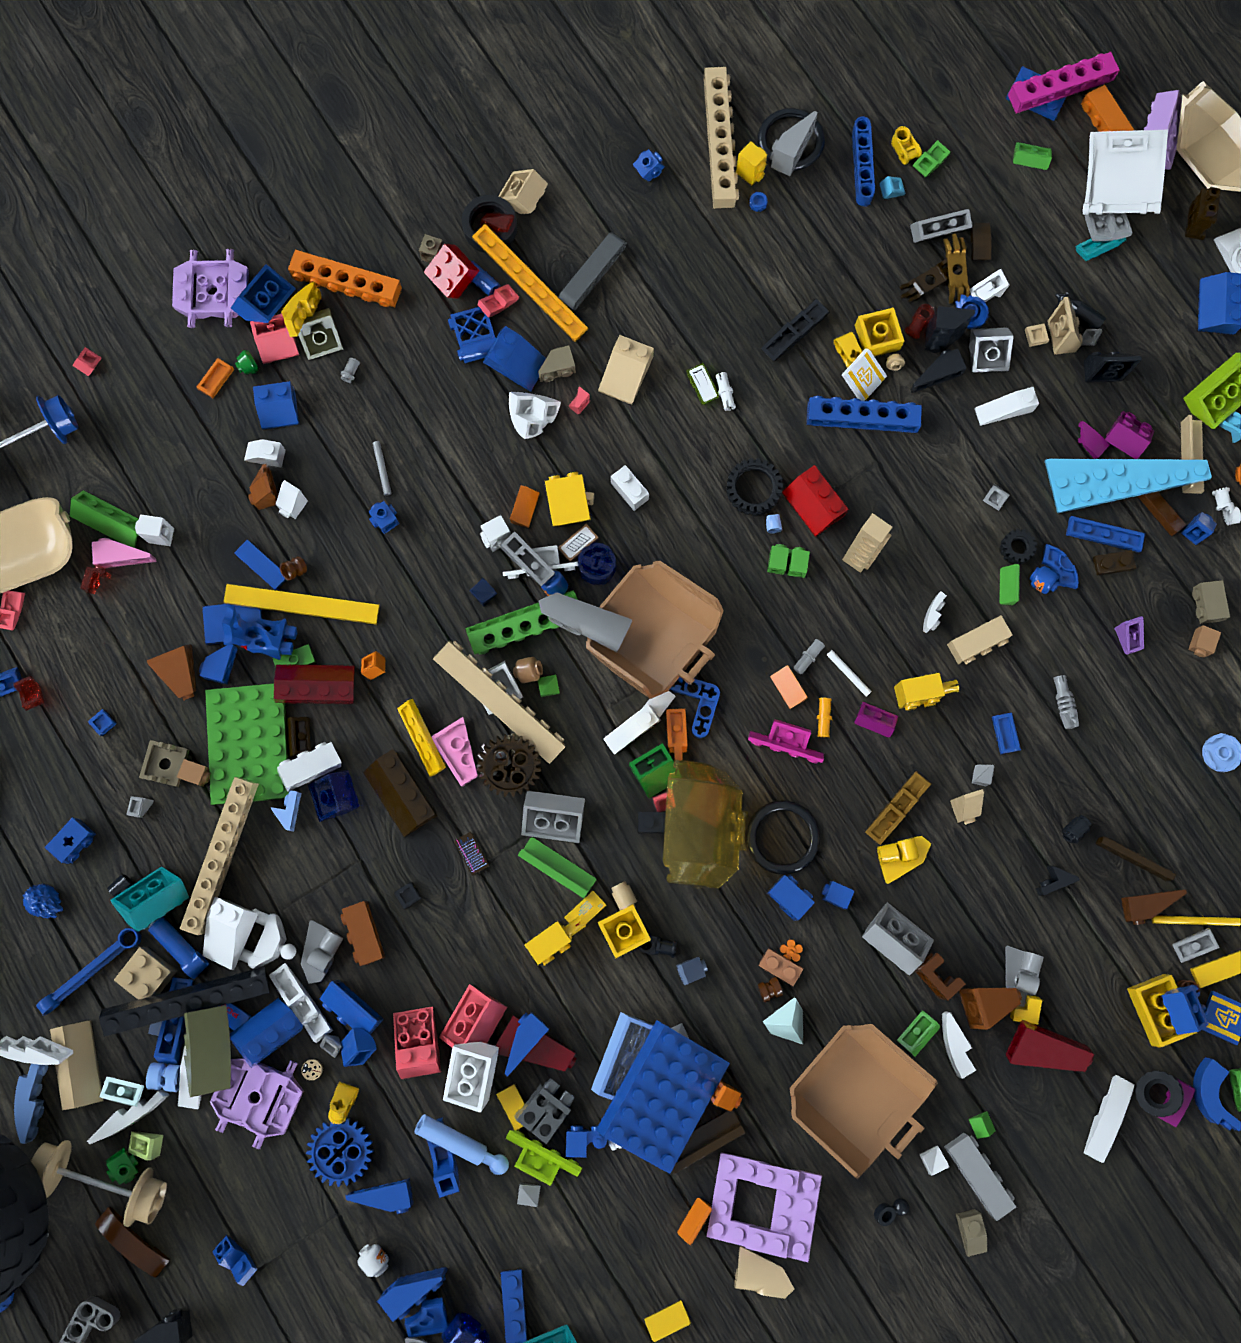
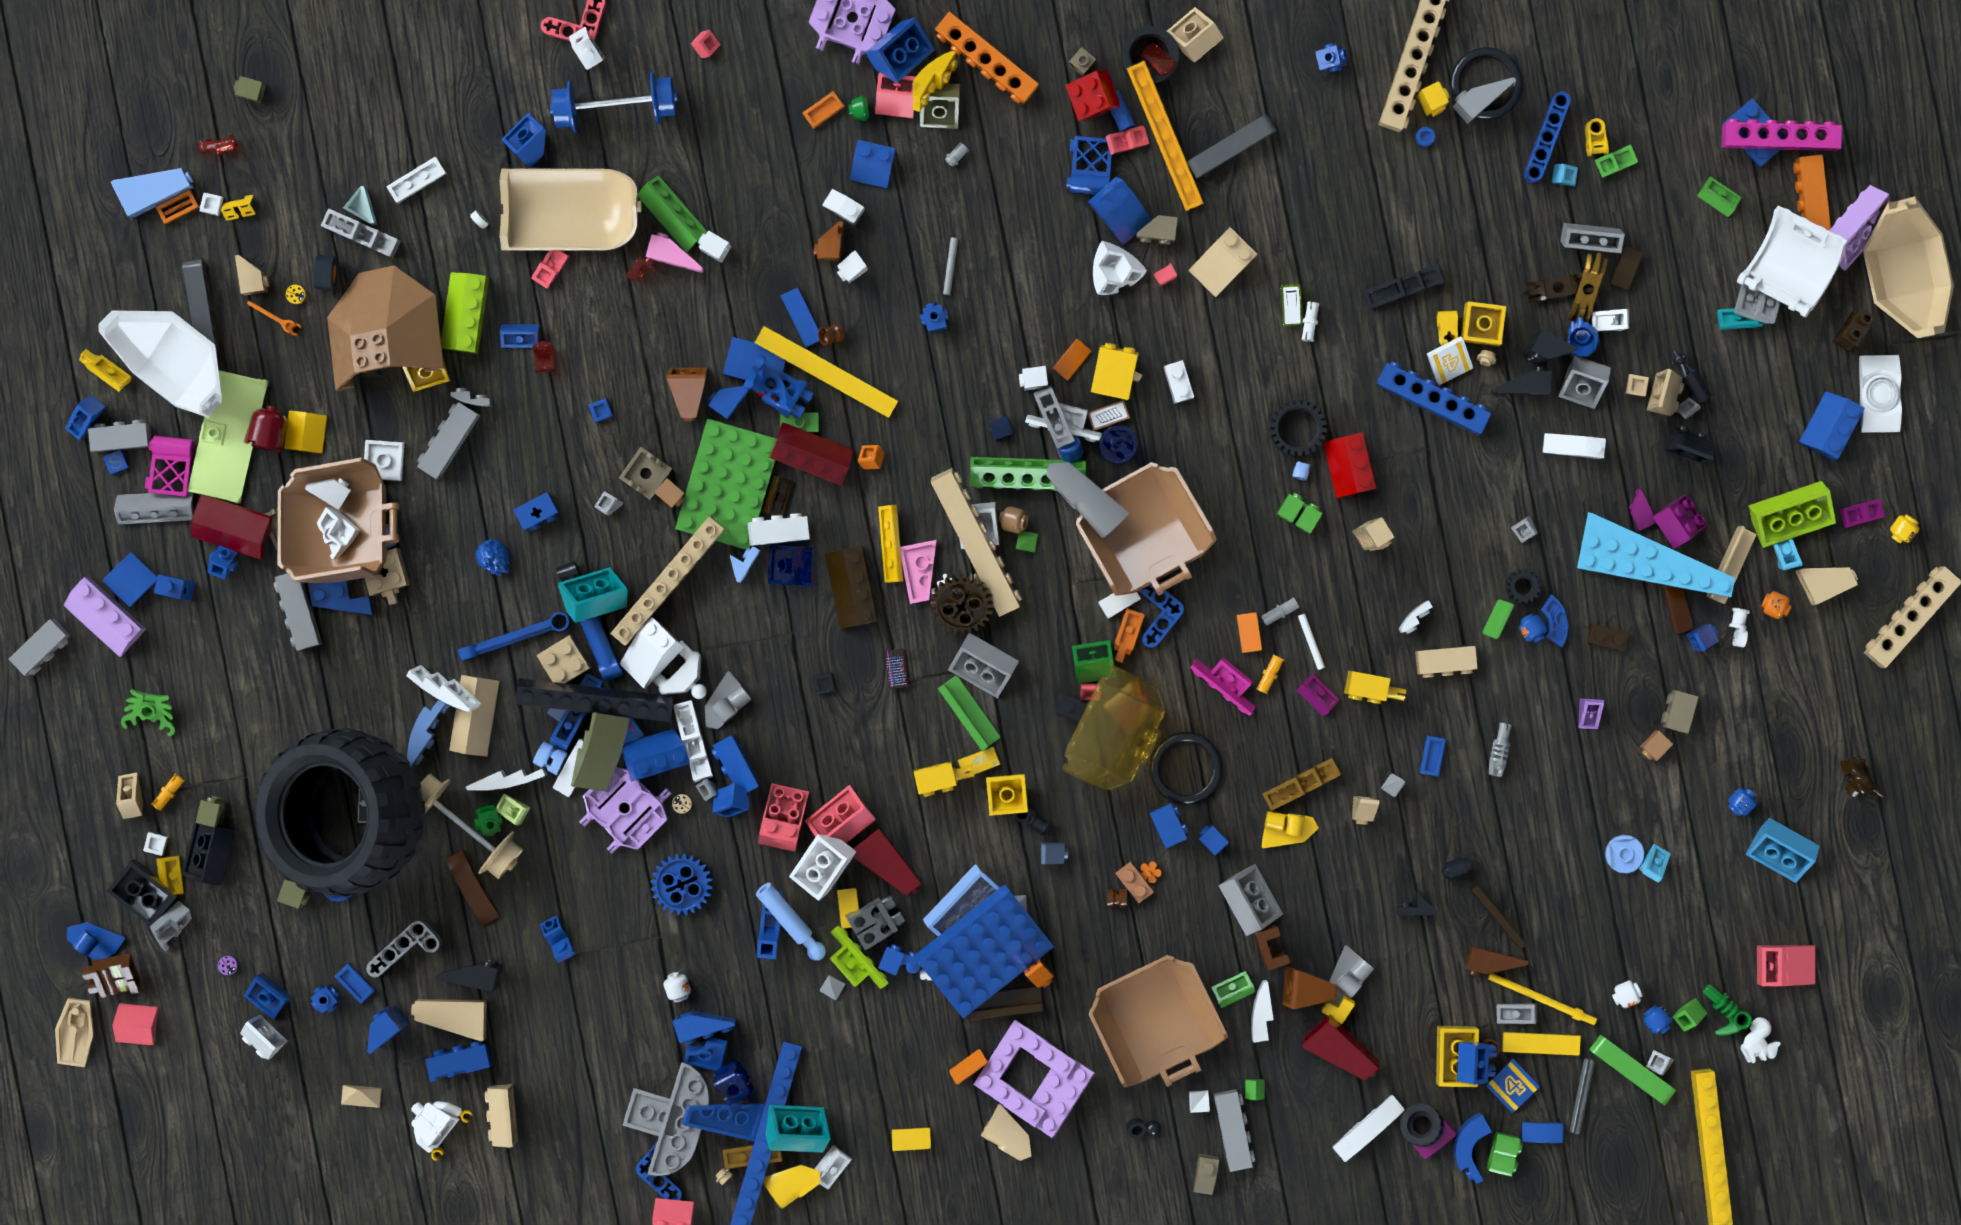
camera: 25 degrees right, 10 degrees up
(121, 1091) = (511, 757): light aqua slope -> none
(341, 1103) = (699, 843): yellow piece -> none
(362, 933) = (770, 702): dark orange brick -> none
(387, 1197) = (710, 939): blue slope -> none
(526, 1037) = (885, 851): blue slope -> none
(623, 895) = (1019, 762): tan brick -> none
(632, 729) = (1088, 614): white slope -> none
(787, 1022) = (1120, 932): light aqua slope -> none
(919, 321) = (1528, 326): clear red connector -> none
(1105, 534) = (1612, 606): blue tile -> none

